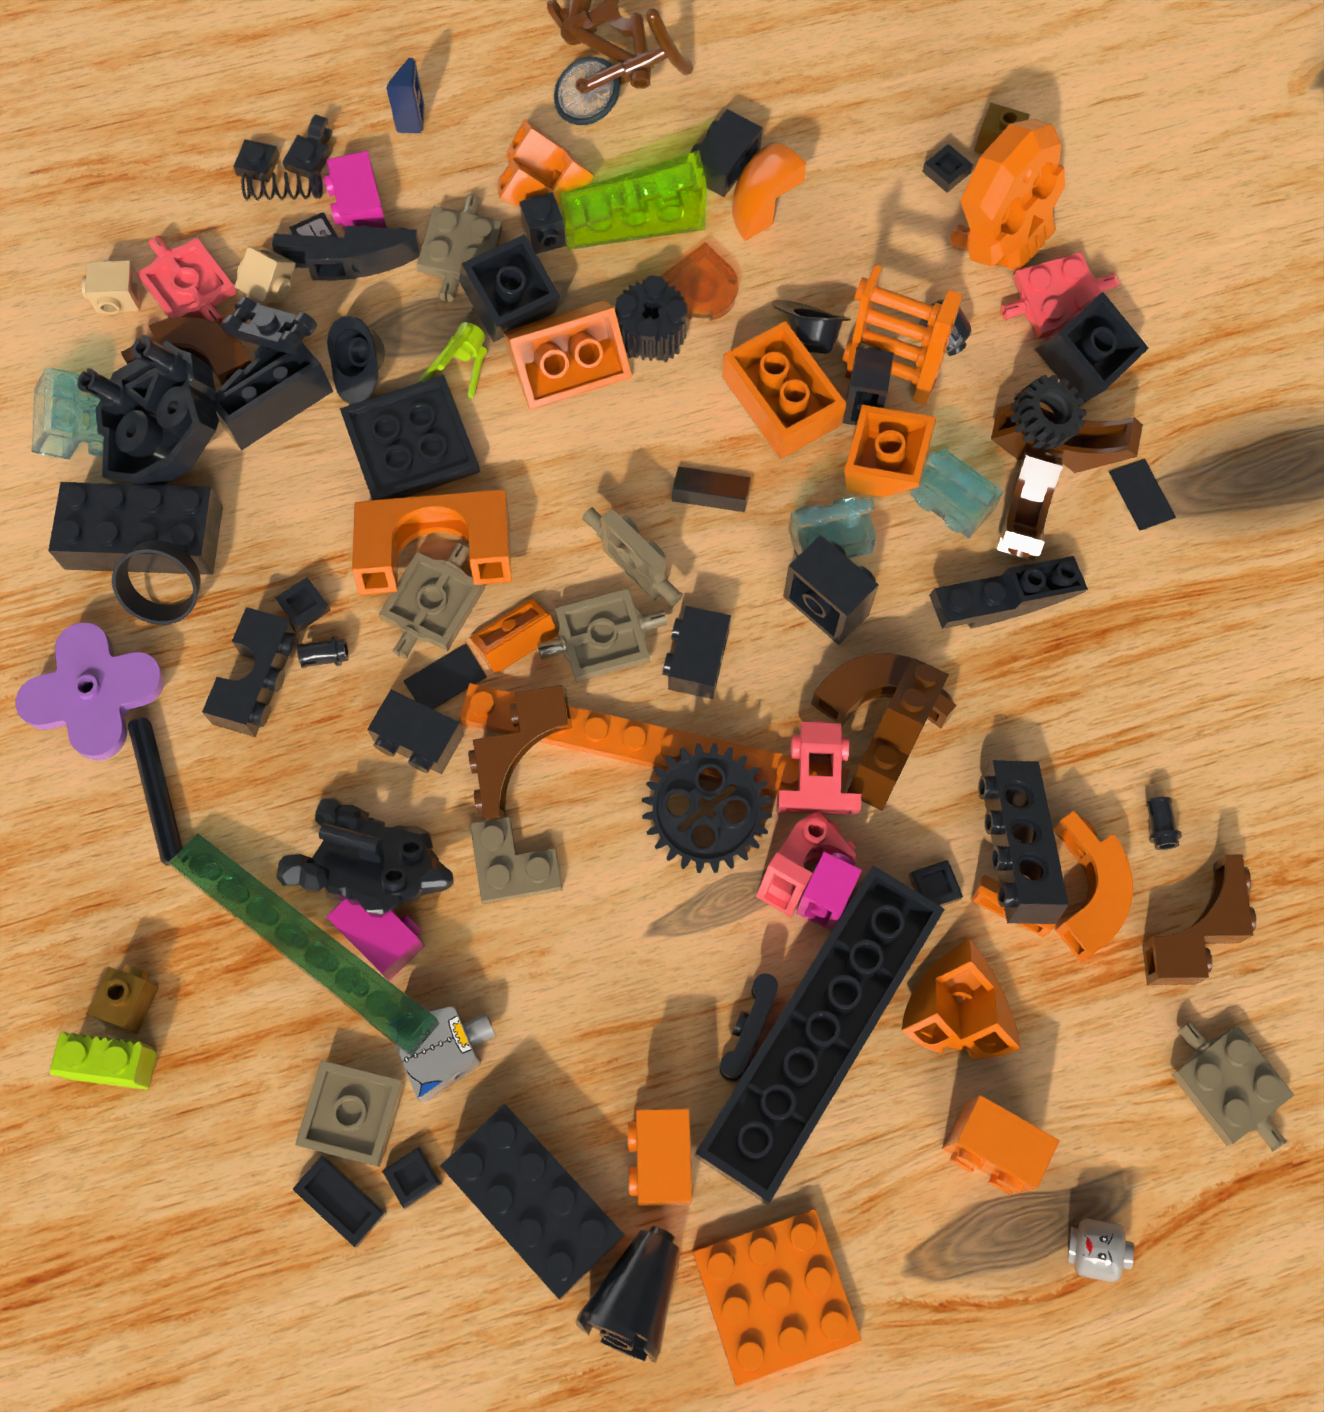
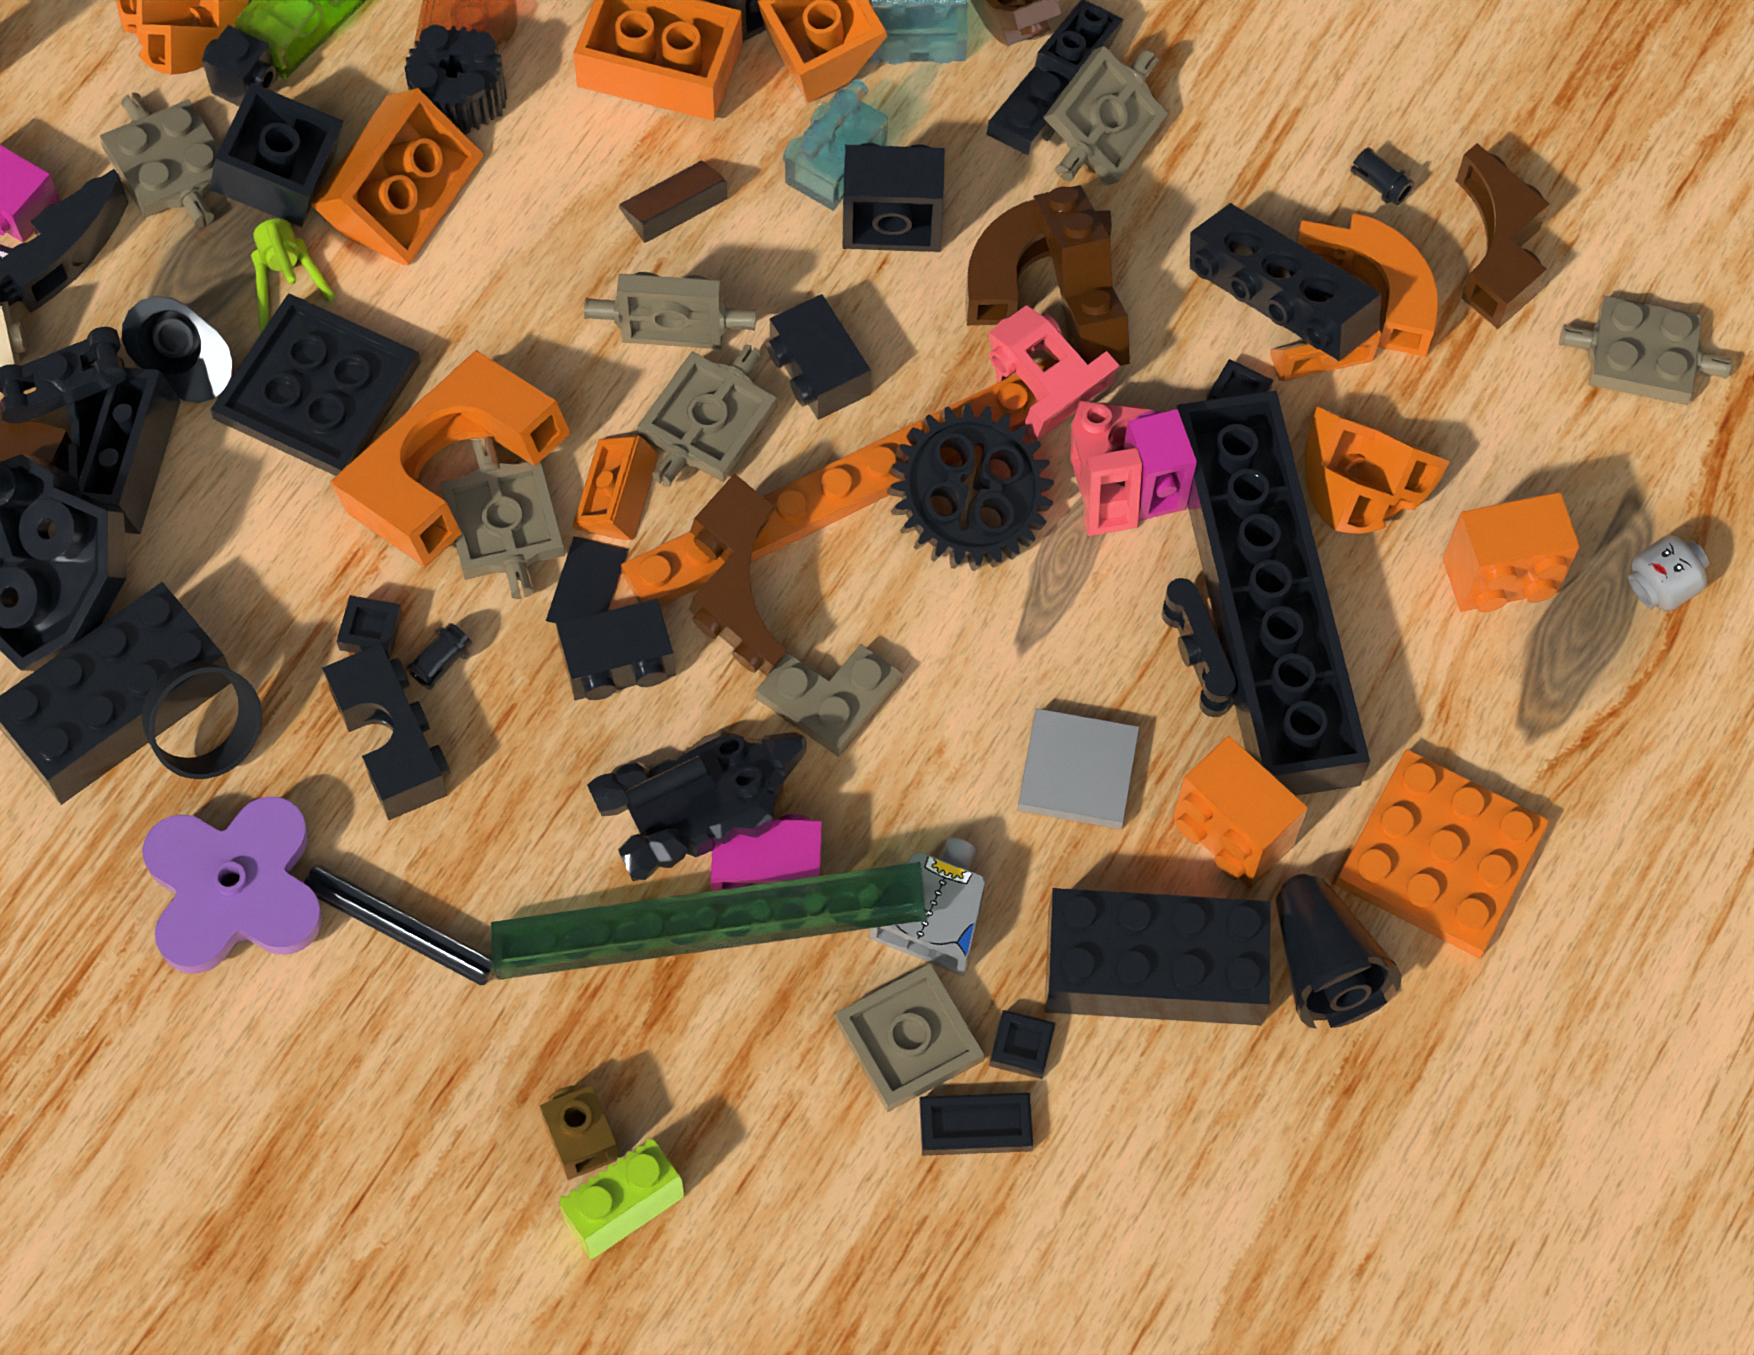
camera: 45 degrees left, 5 degrees down
(607, 1037) = (1078, 768): none -> light grey tile
(1015, 642) = (1106, 115): none -> dark tan plate

